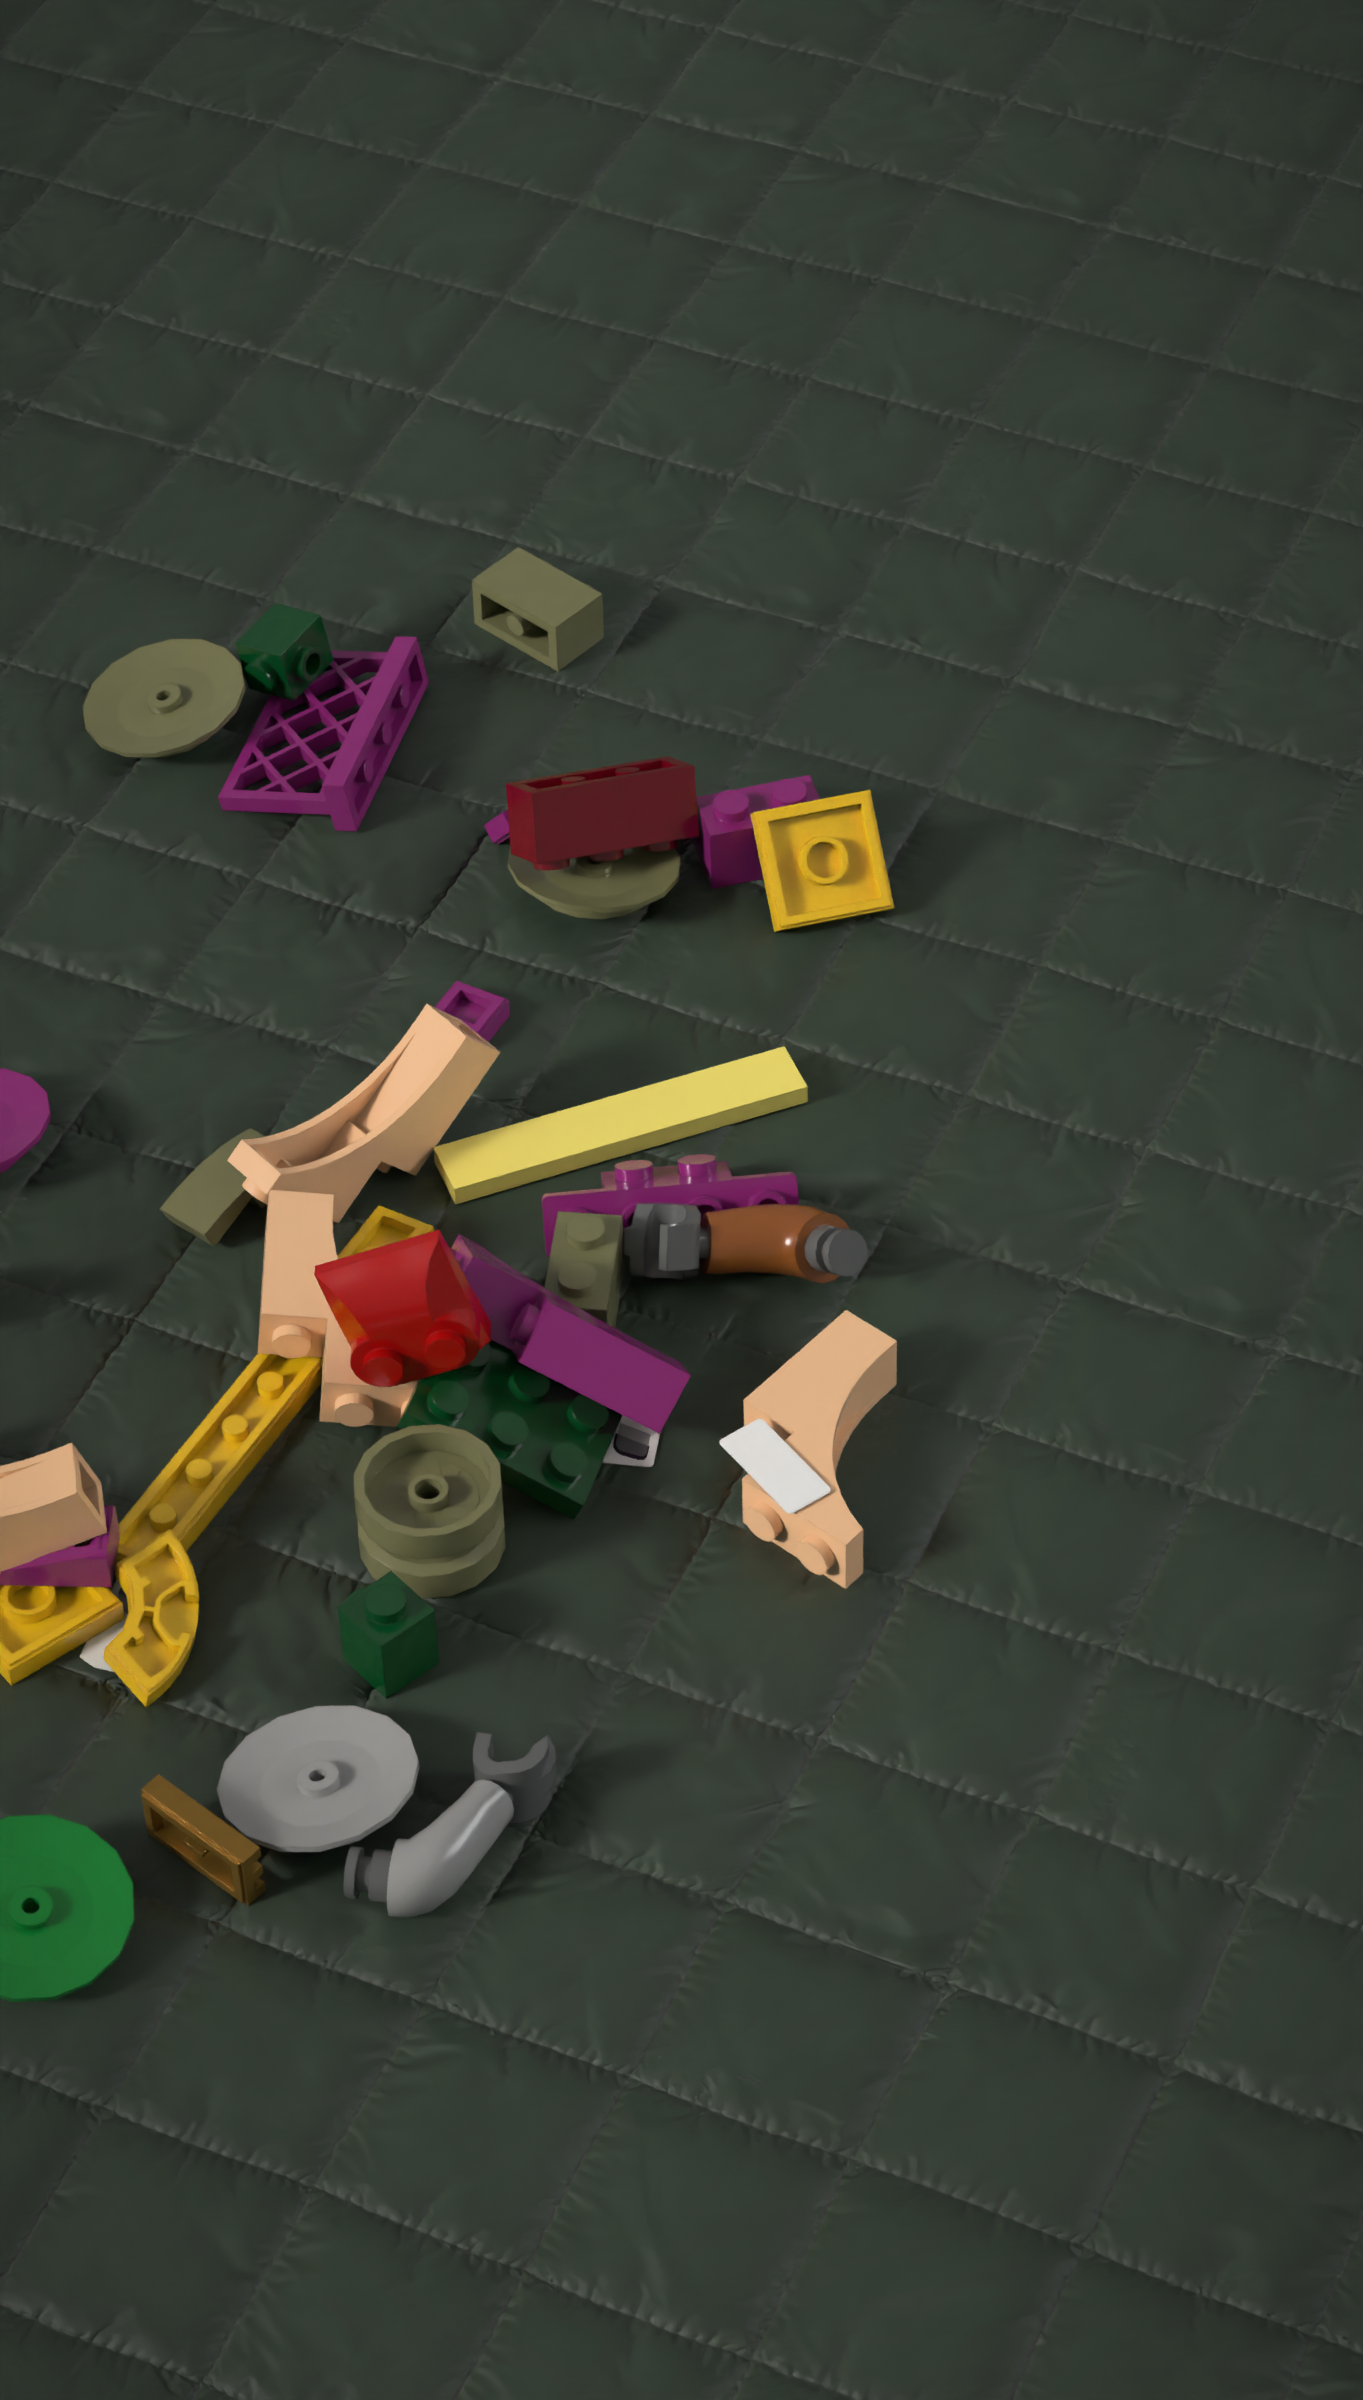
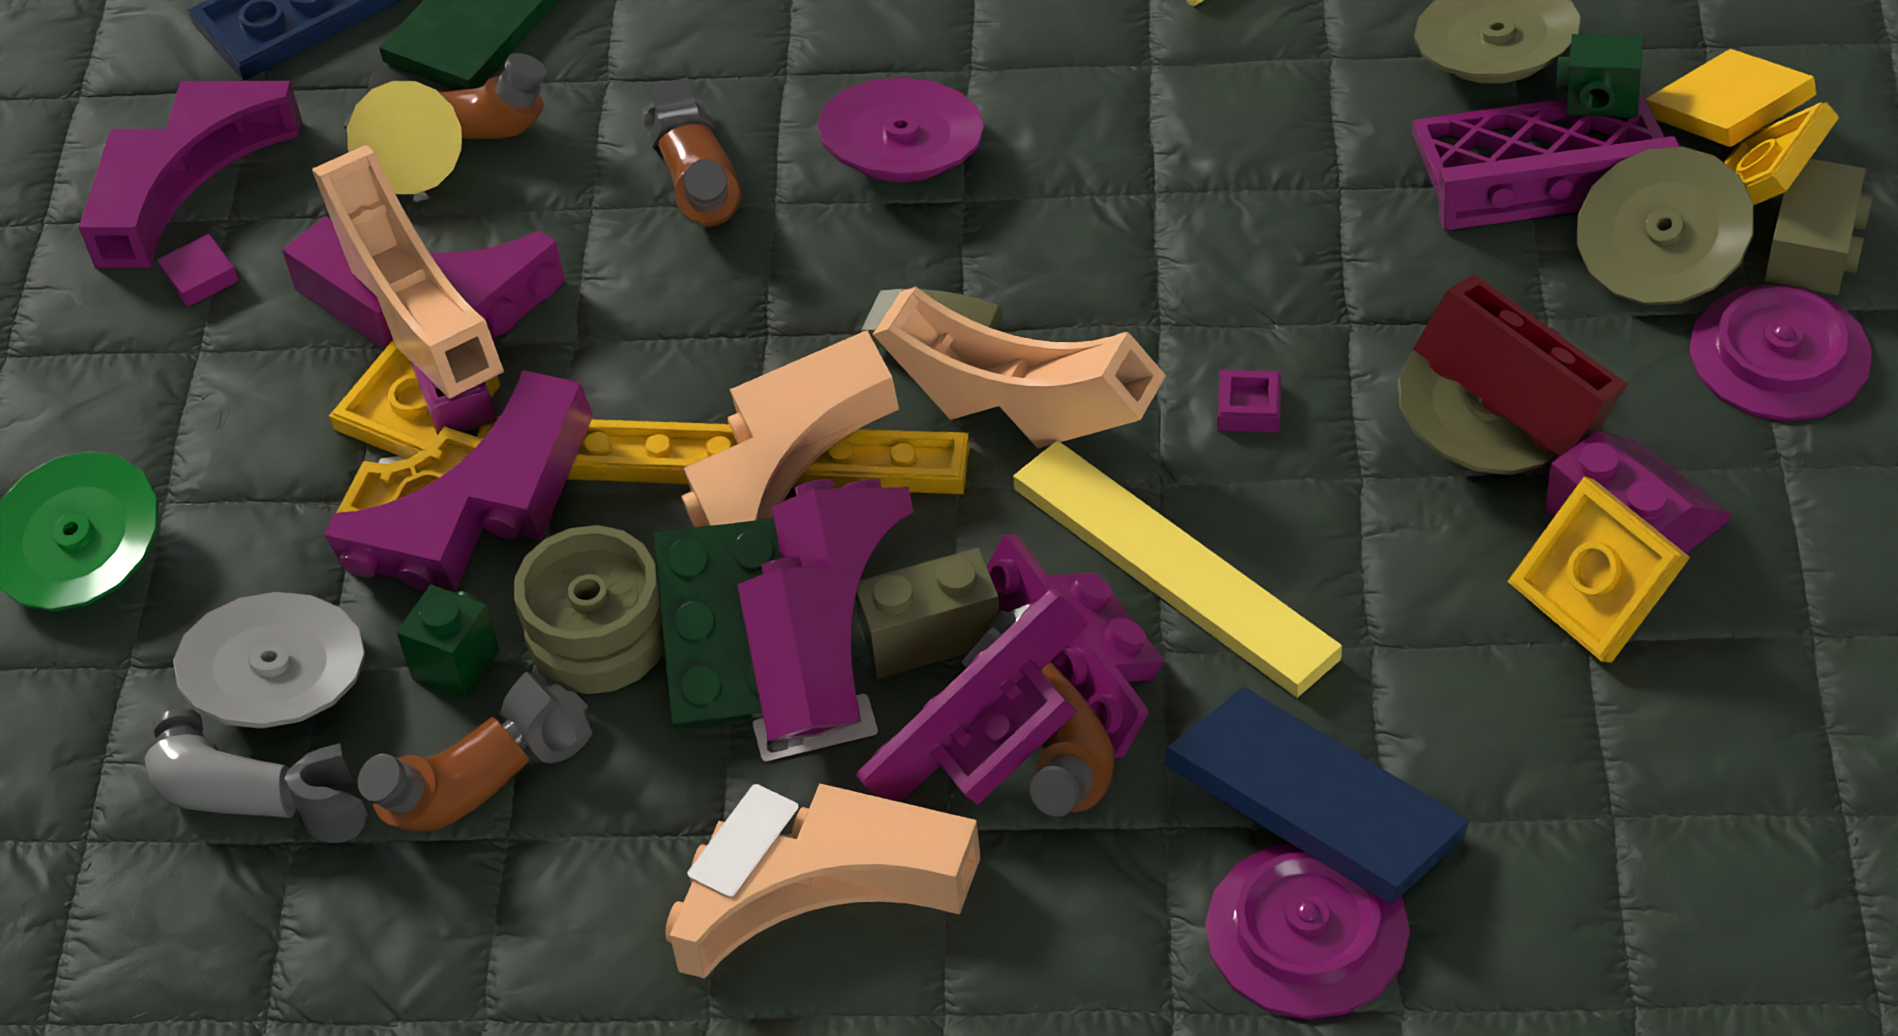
camera: 70 degrees right, 5 degrees up
(202, 1840) = (187, 598): pearl gold tile -> none
(234, 1543) = (500, 486): none -> magenta arch
(361, 593) = (1731, 97): none -> yellow tile
(405, 1310) = (718, 472): red slope -> none
(464, 602) = (1779, 152): none -> yellow tile
(484, 685) = (1665, 226): none -> olive piece
(546, 1659) = (442, 788): none -> piece
(641, 692) = (1780, 352): none -> magenta piece
(757, 1260) = (988, 714): none -> magenta bracket
(927, 1111) = (1317, 794): none -> dark blue tile
(1039, 1175) = (1303, 935): none -> magenta piece

